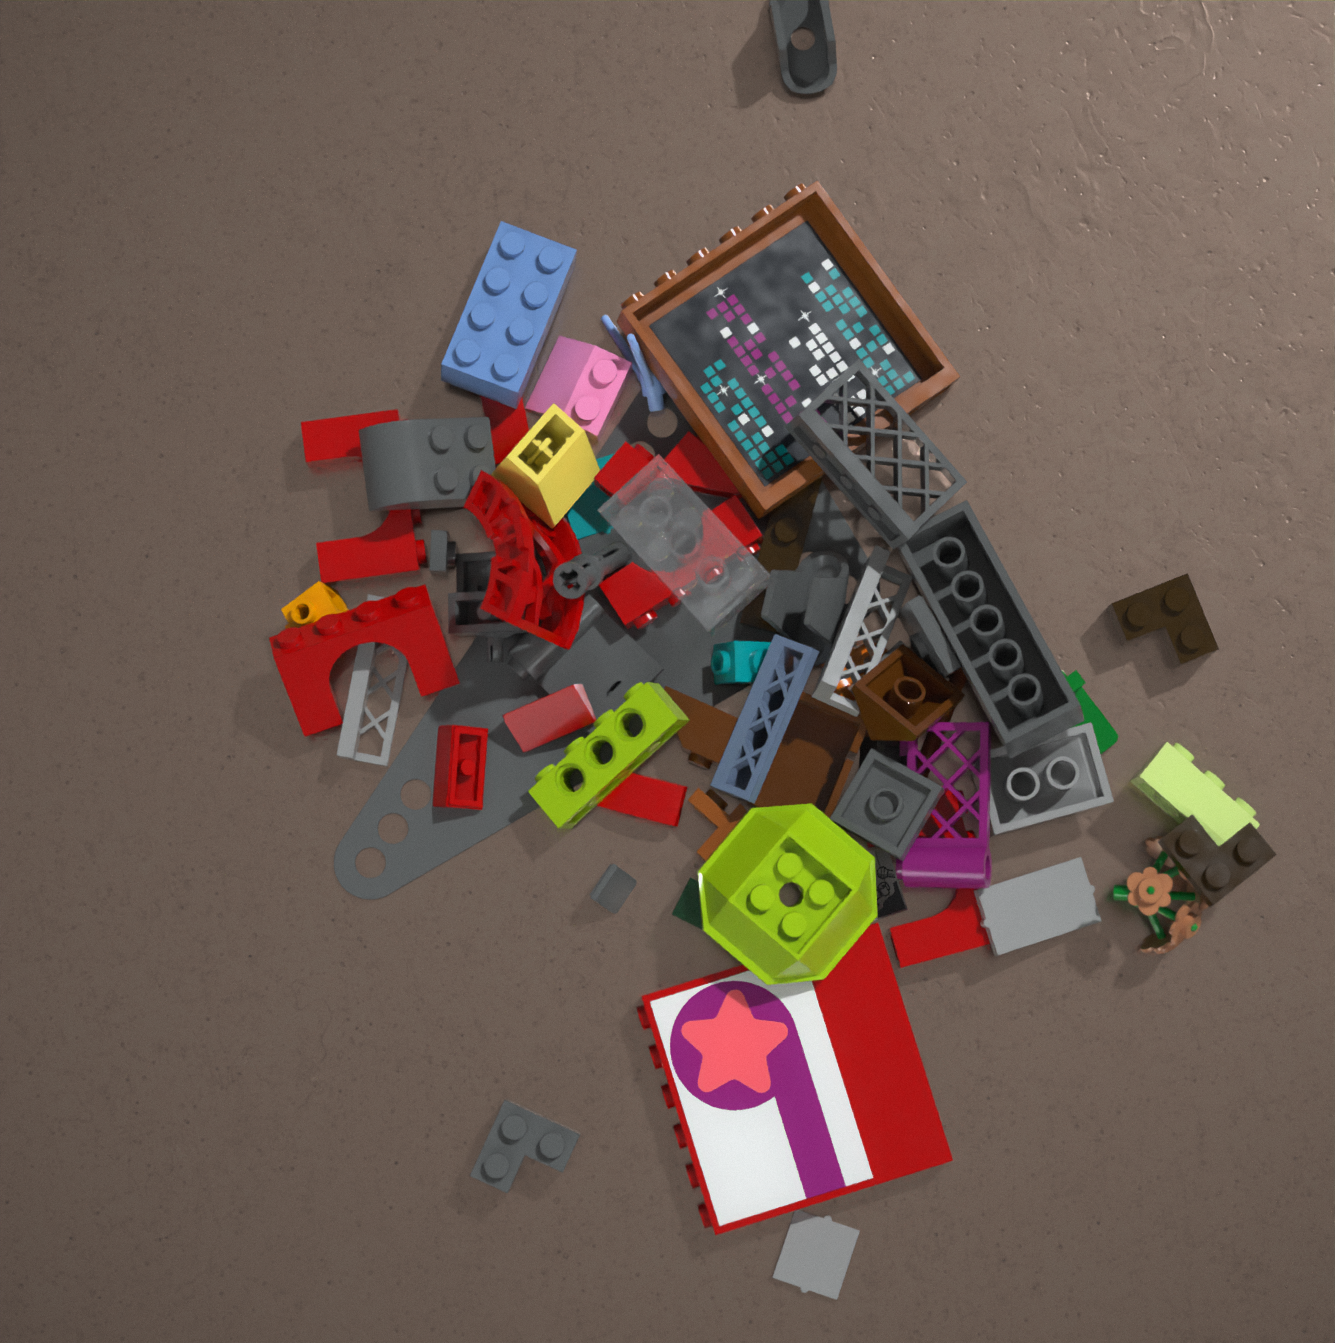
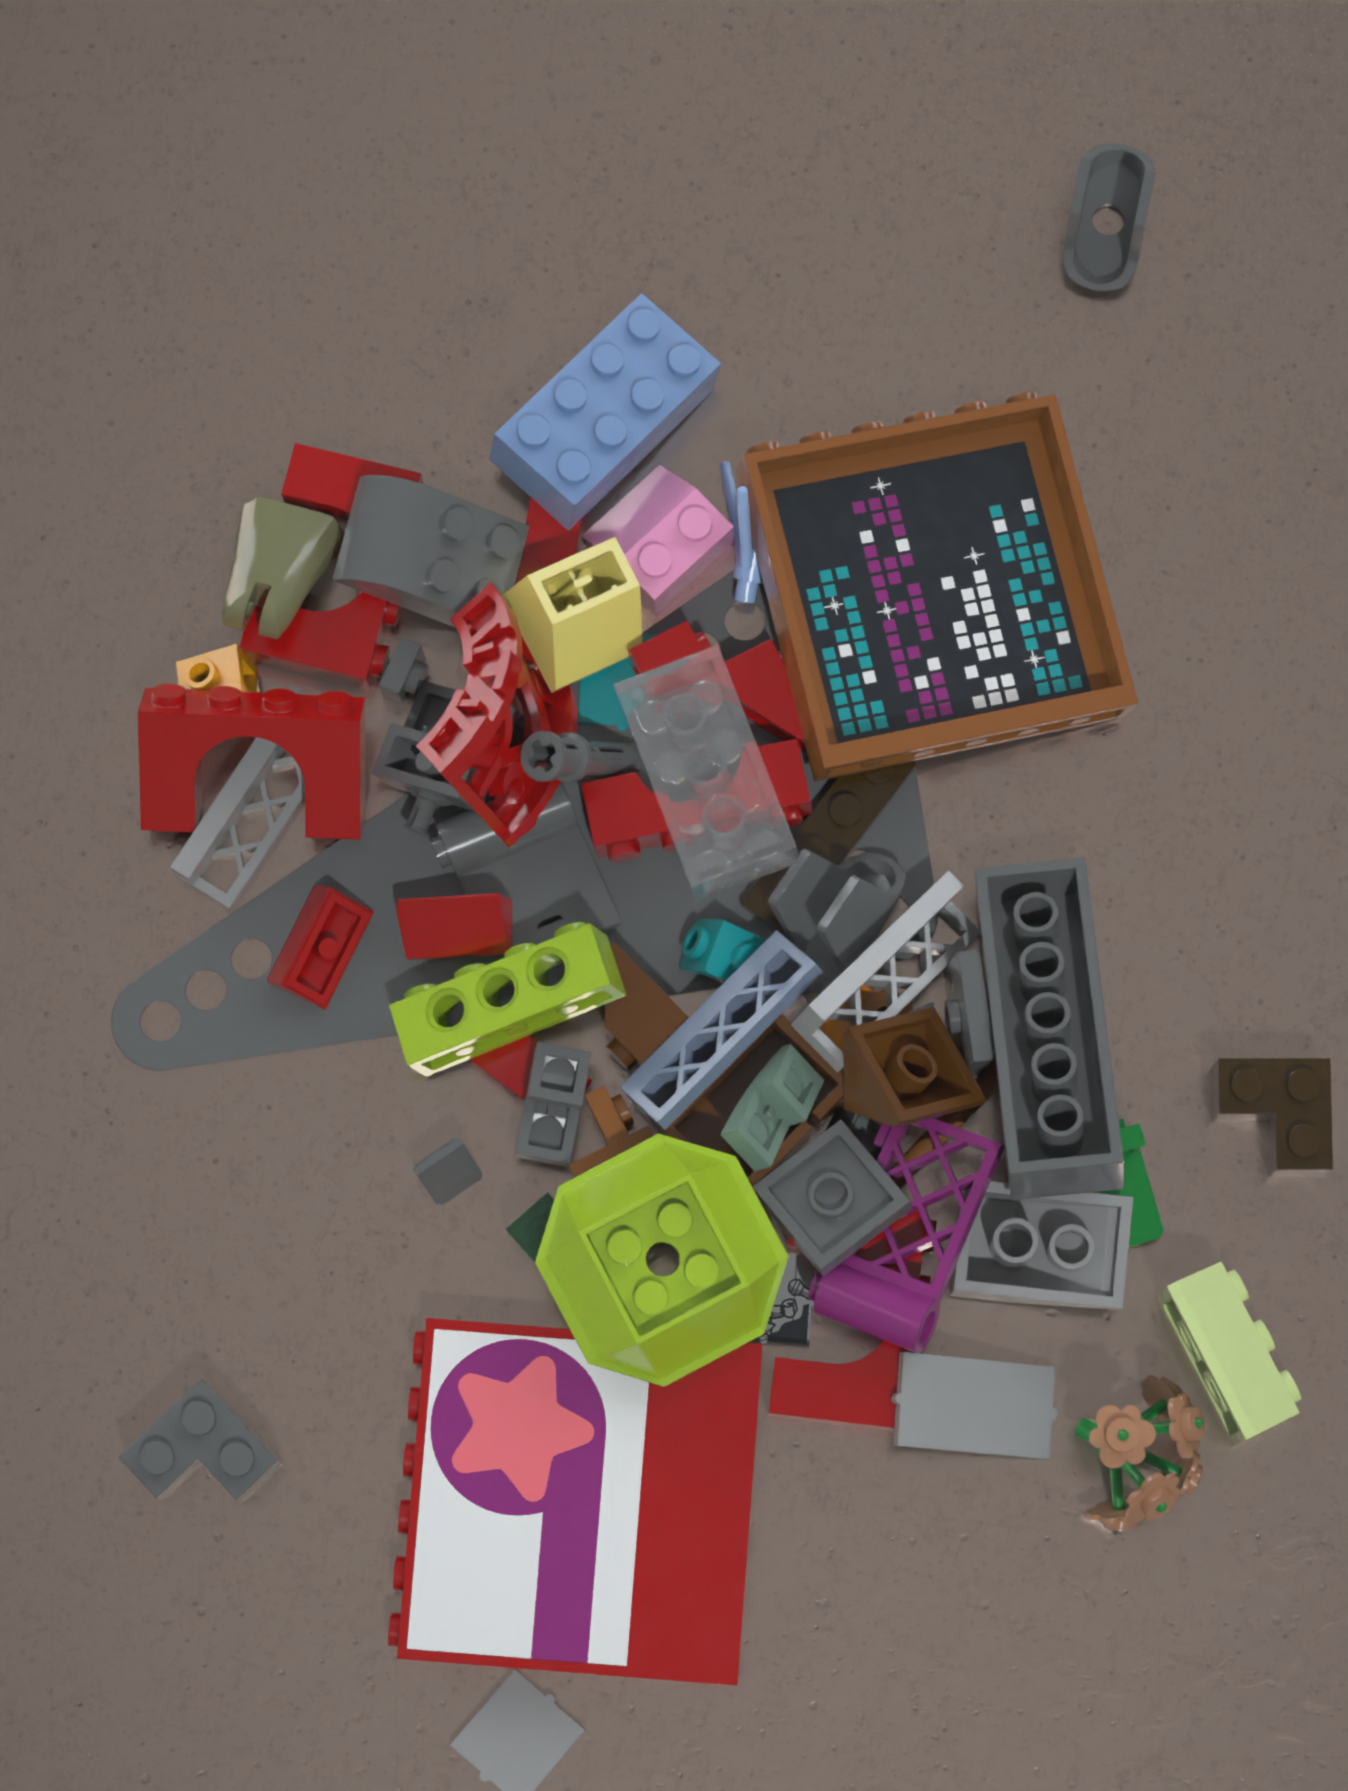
camera: 25 degrees right, 5 degrees down
(323, 512) = (277, 562): none -> olive piece
(668, 814) = (552, 1104): none -> dark grey slope
(820, 753) = (773, 1102): none -> sand green slope
(848, 470) = (957, 779): dark grey fence -> none
(1211, 868) = (1214, 1440): dark brown plate -> none

